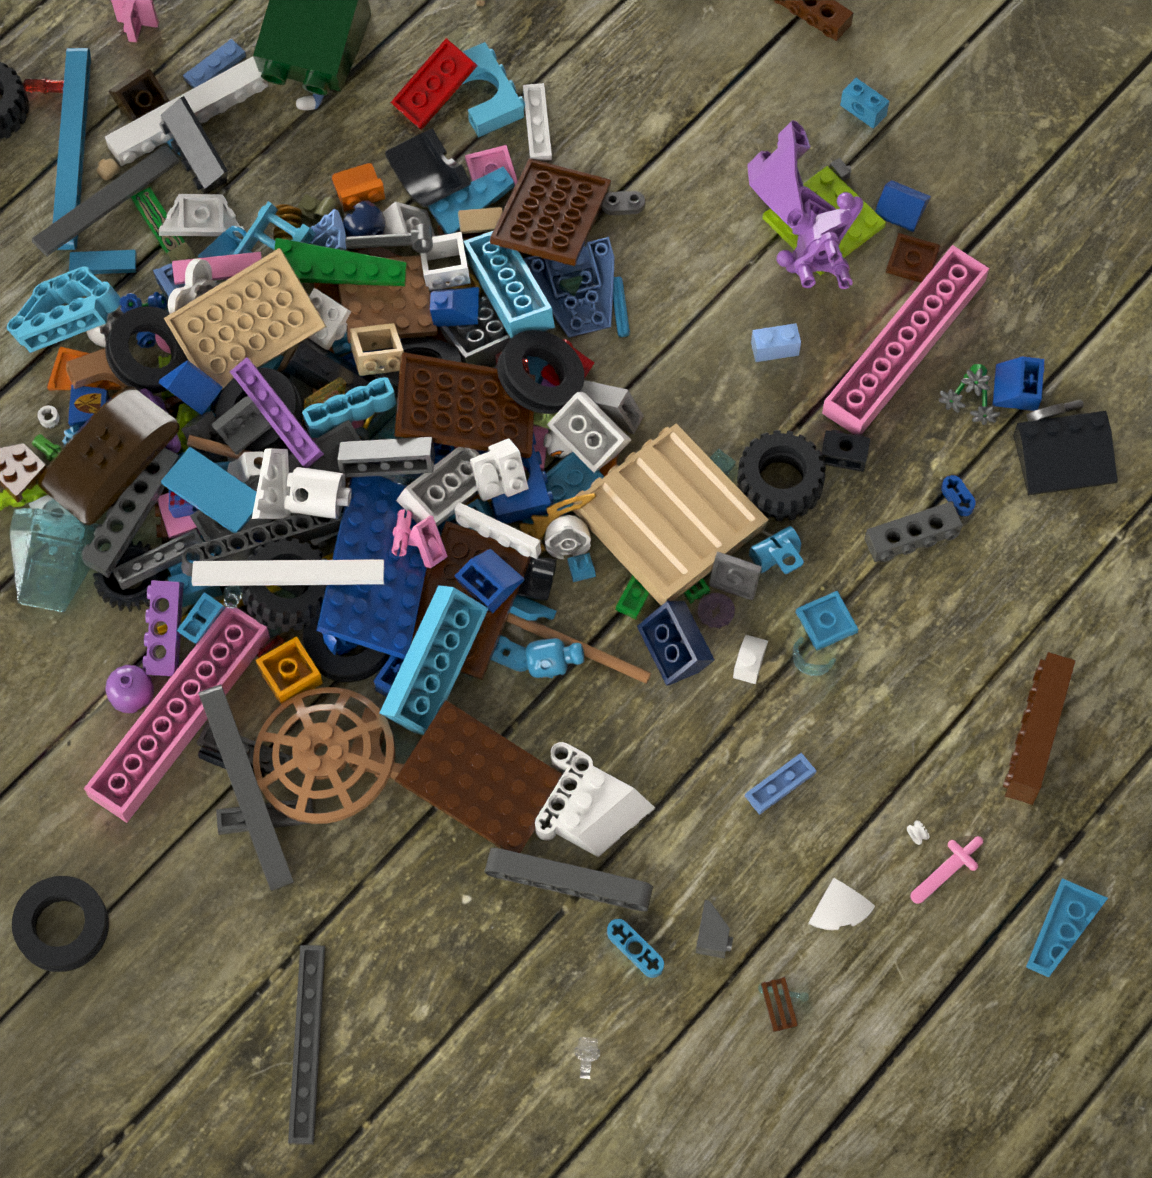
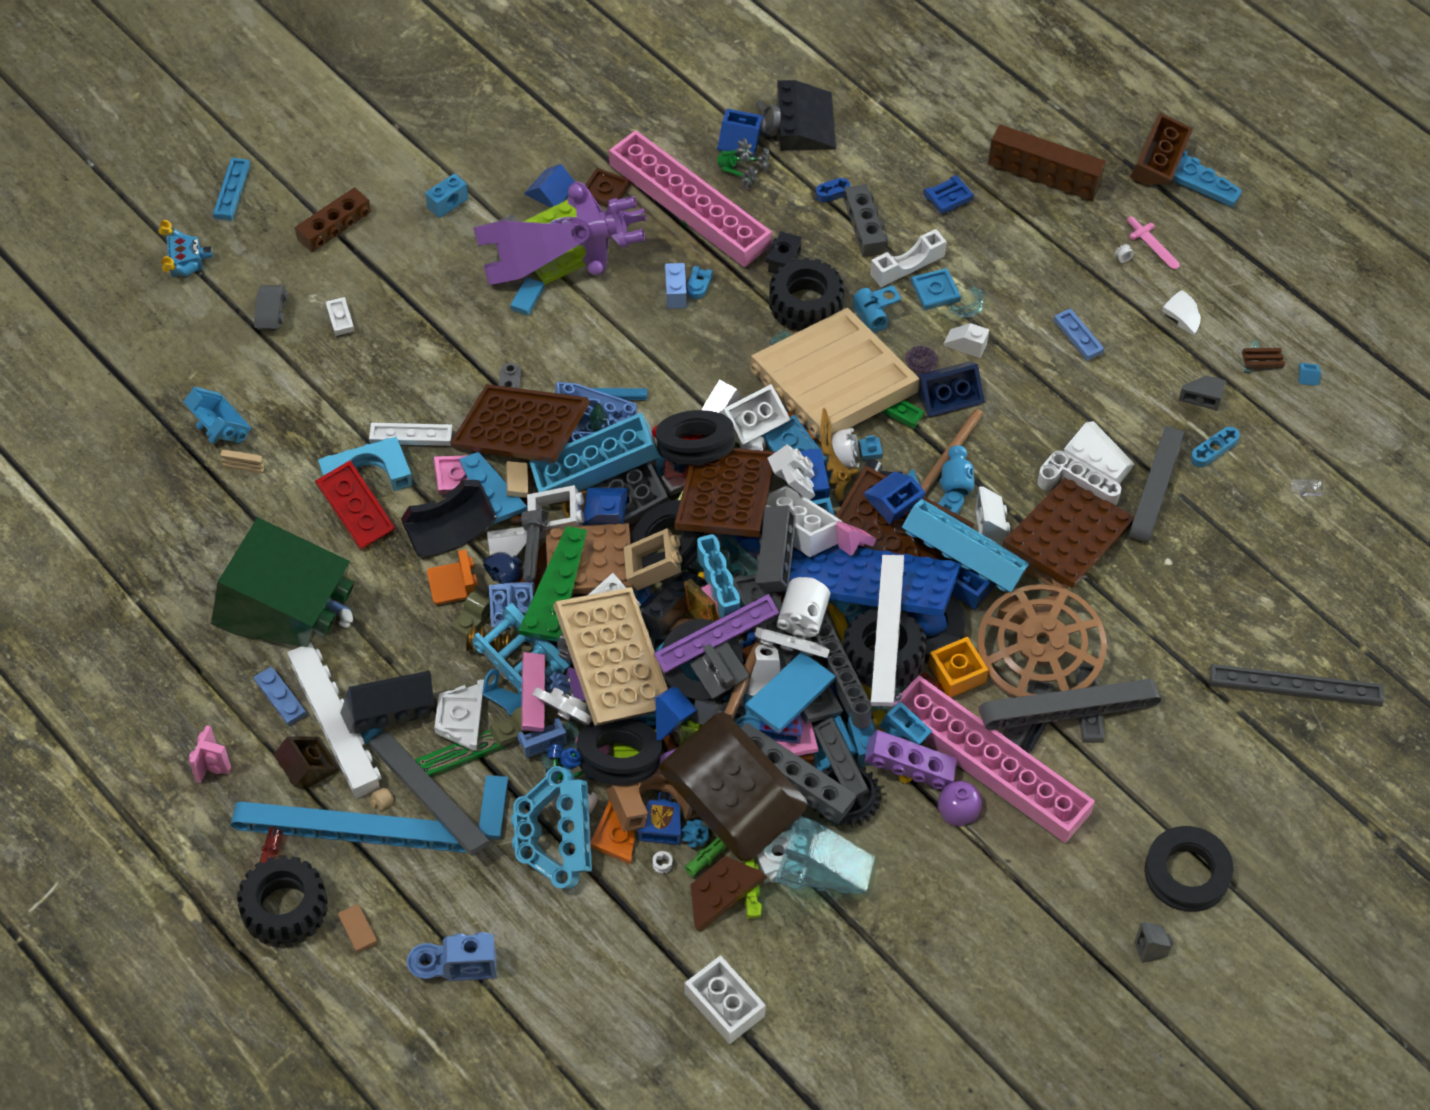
camera: 85 degrees left, 10 degrees down
(402, 532) = (844, 553): bright pink pin -> none
(492, 694) = (991, 515): none -> white slope
(497, 530) = (853, 478): white plate -> none
(681, 34) = (340, 316): none -> white plate
(735, 576) = (898, 332): flat silver tile -> none
(741, 203) = (527, 296): none -> dark azure tile
(767, 1063) = (1309, 374): none -> dark azure slope
(783, 367) = (697, 288): none -> dark azure plate
(842, 565) = (925, 251): none -> white arch
(971, 628) = (951, 198): none -> blue plate
(1092, 869) = (1161, 151): none -> reddish brown slope

